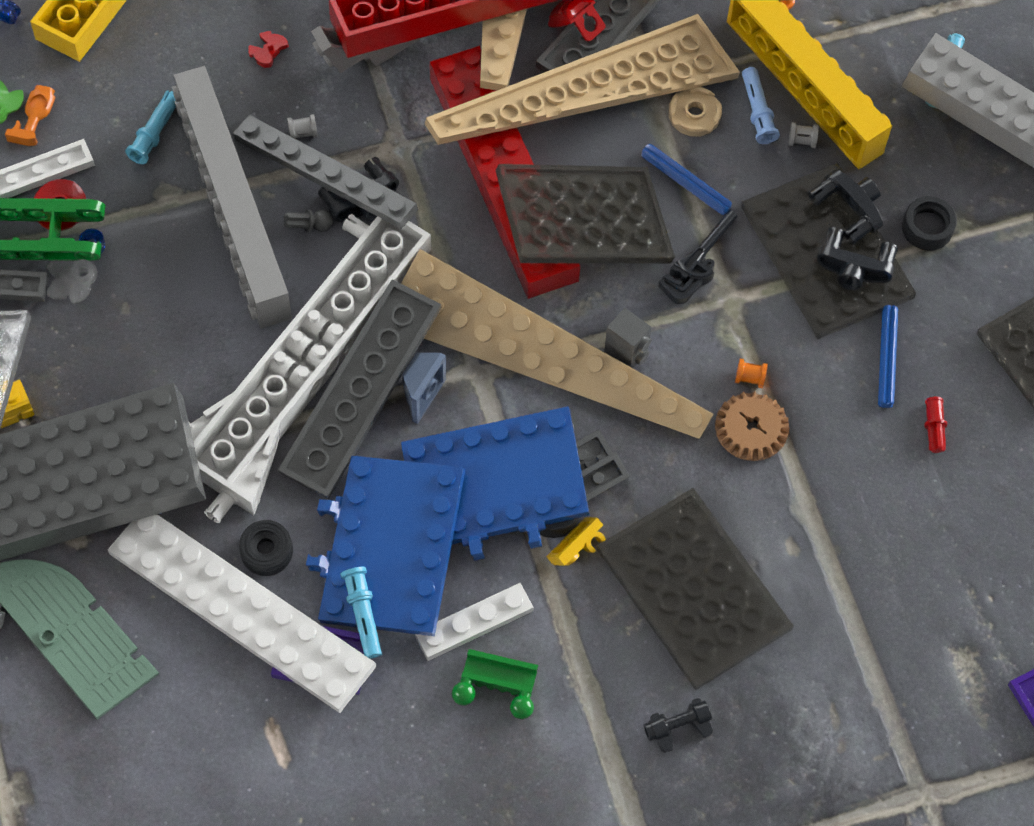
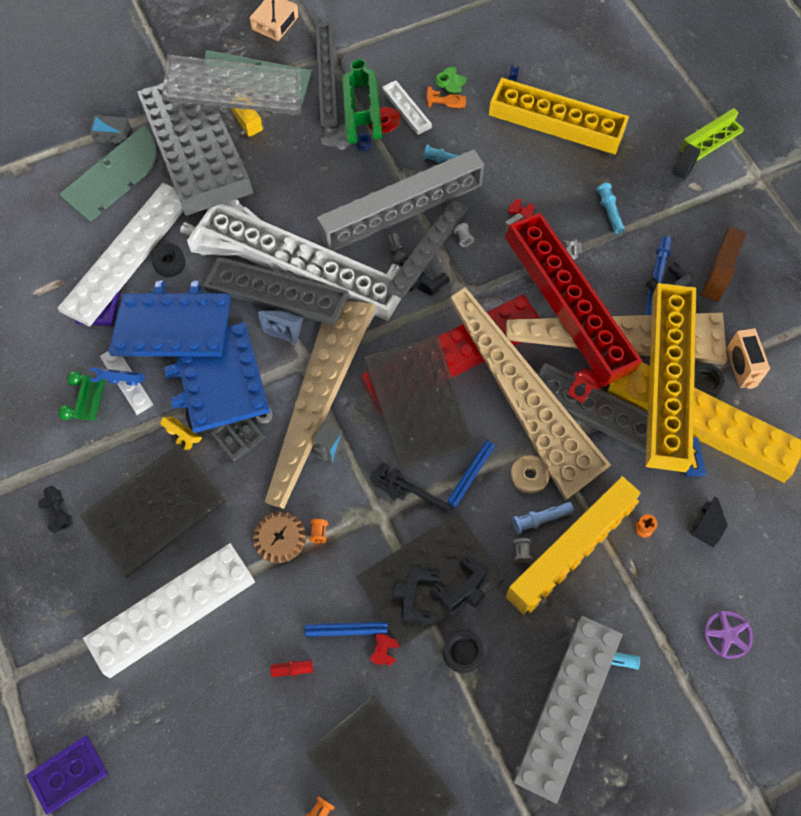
camera: 85 degrees right, 0 degrees up
(360, 599) = (129, 308): medium azure pin -> none
(478, 618) = (115, 376): none -> blue plate
(848, 568) = (168, 611): none -> white brick
(909, 315) = (383, 642): none -> red piece

